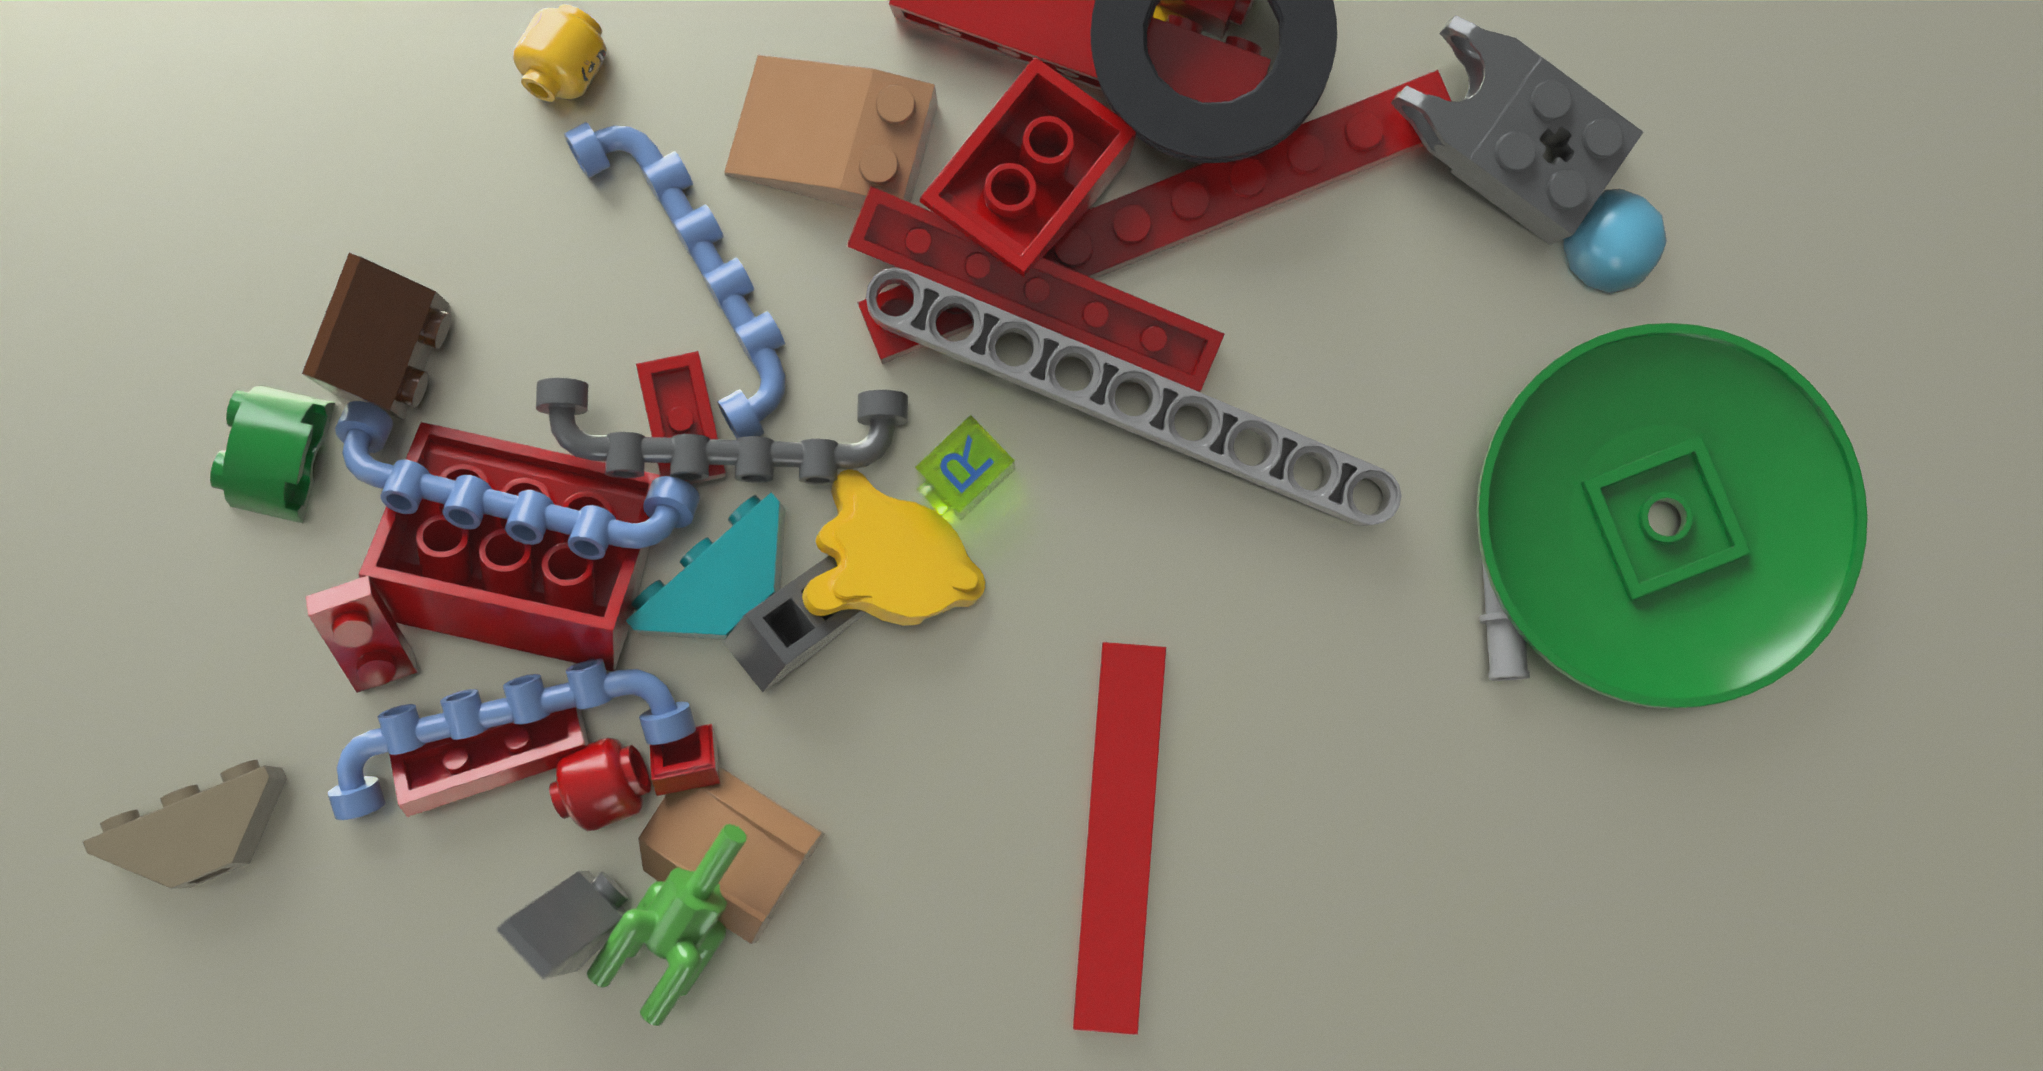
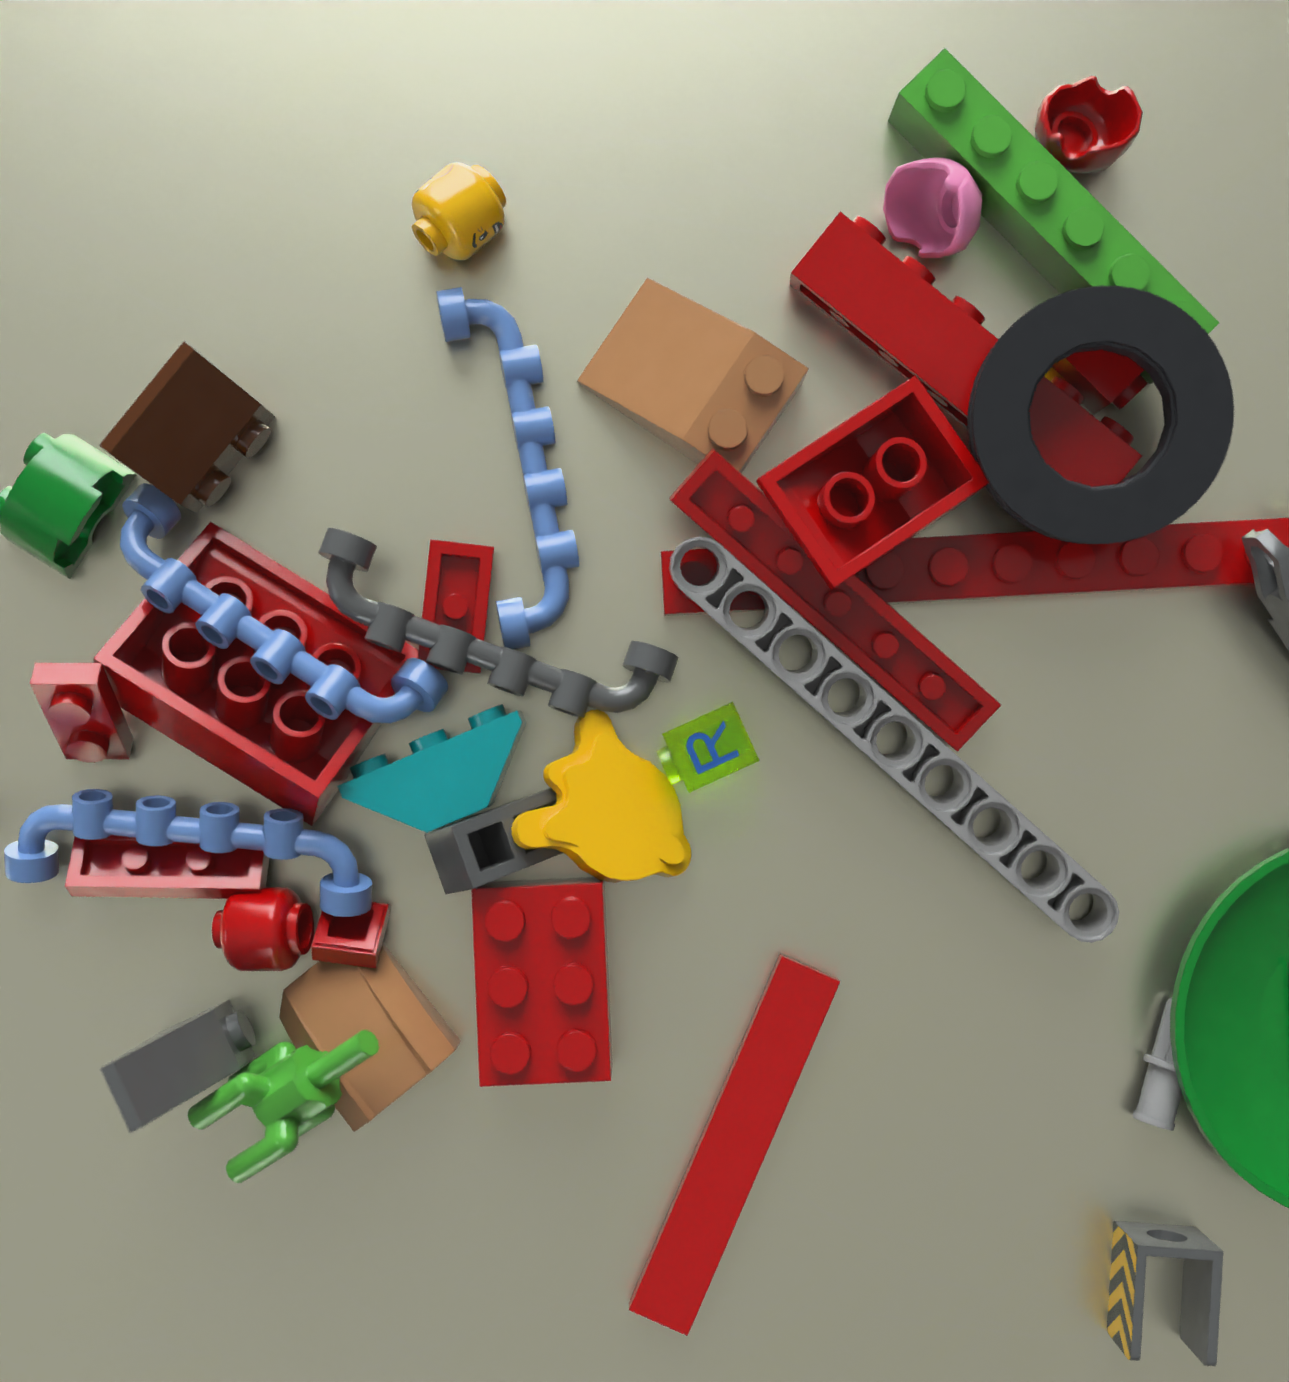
camera: 15 degrees right, 5 degrees up
(881, 738) = (542, 981): none -> red brick
(1605, 814) = (1200, 1285): none -> dark grey piece

